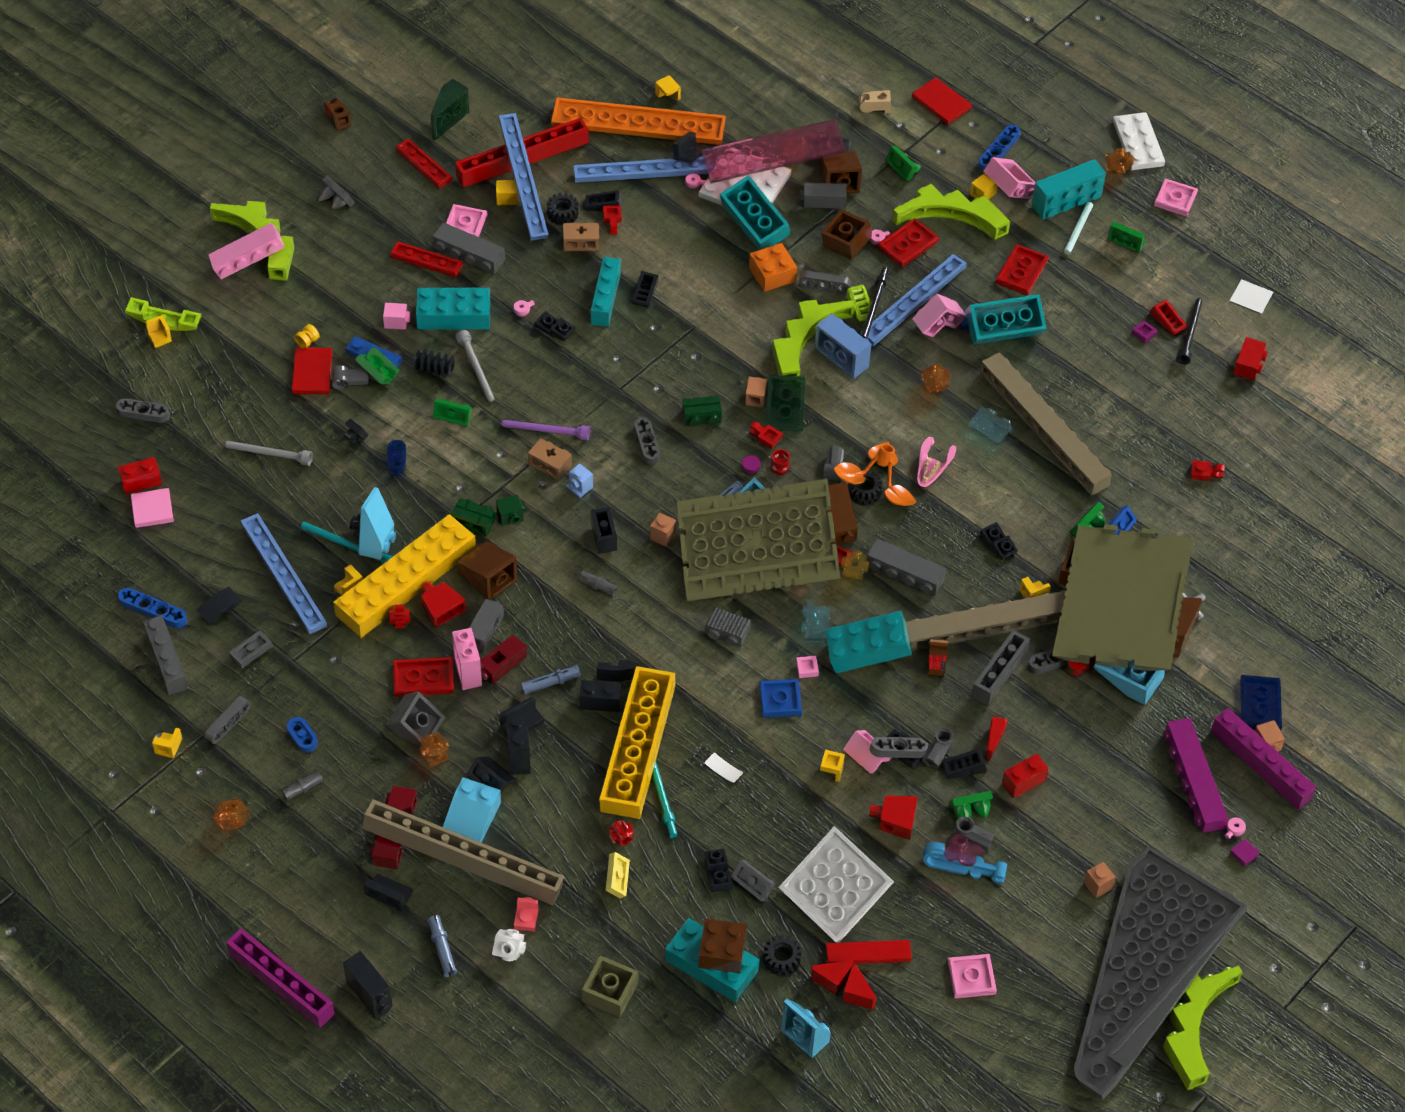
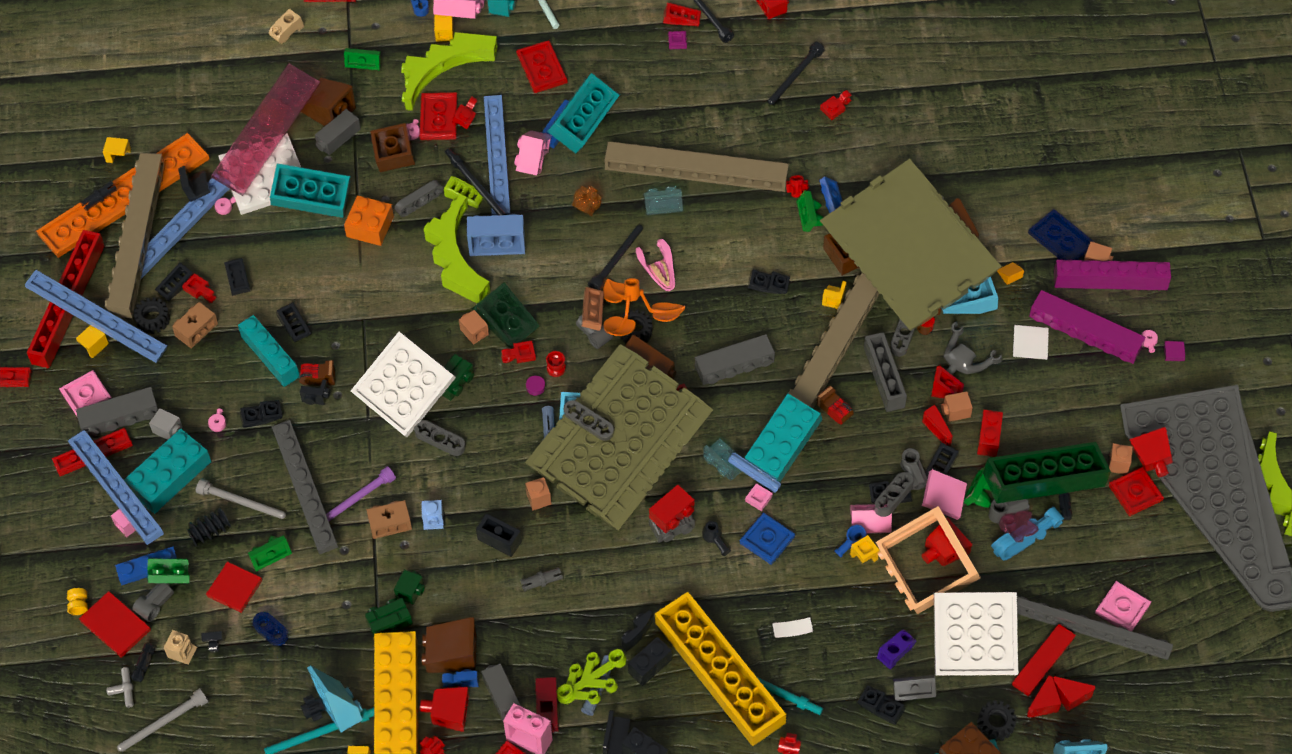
camera: 45 degrees left, 5 degrees up
(271, 412) = (126, 687): none -> light grey piece
(300, 407) = (143, 662): none -> black axle
(328, 412) = (179, 647): none -> tan window
(407, 287) = (116, 487): none -> medium blue plate
(407, 414) = (234, 587): none -> red tile
(472, 595) = (465, 678): none -> blue plate
(488, 279) = (165, 424): none -> light grey brick
(523, 393) = (304, 487): none -> dark grey plate
(525, 665) = (570, 691): none -> lime plant
(602, 346) = (315, 395): none -> black bracket
(610, 149) = (135, 235): none -> dark tan brick
(618, 106) = (98, 195): none -> black pin
(619, 333) = (314, 374): none -> reddish brown leg
(645, 231) = (237, 276): none -> black plate
(661, 384) = (403, 384): none -> white plate
(731, 614) = (672, 509): none -> red brick
(746, 501) = (590, 428): none -> dark grey beam
(747, 661) = (714, 536): none -> black bar
(774, 845) = (895, 648): none -> dark purple leg
(821, 641) = (754, 472): none -> medium blue axle
(840, 747) = (852, 534): none -> blue bar
(848, 448) = (592, 308): none -> nougat tile
(851, 571) = (703, 389): clear yellow brick -> none
(877, 437) = (598, 281): none -> black piece
(890, 826) = (910, 529): none -> light nougat window
(925, 256) = (464, 114): none -> red plate
(932, 970) = (1093, 628): none -> dark grey plate
(938, 783) = (944, 492): none -> bright pink tile
(1022, 870) = (1065, 506): none -> black axle
(1025, 738) = (957, 406): none -> nougat brick
(1026, 833) = (1046, 472): none -> dark green brick
(1035, 717) = (945, 384): none -> red slope
(1071, 709) = (962, 357): none -> dark grey piece
(1085, 914) = (1136, 491): none -> red tile
(1101, 494) = (796, 185): none -> red gear
(1128, 894) = (1153, 451): none -> red torso
(1142, 749) = (1030, 342): none -> white sticker
(1187, 691) = (1011, 273): none -> light orange slope
(1237, 422) = (815, 51): none -> black piece

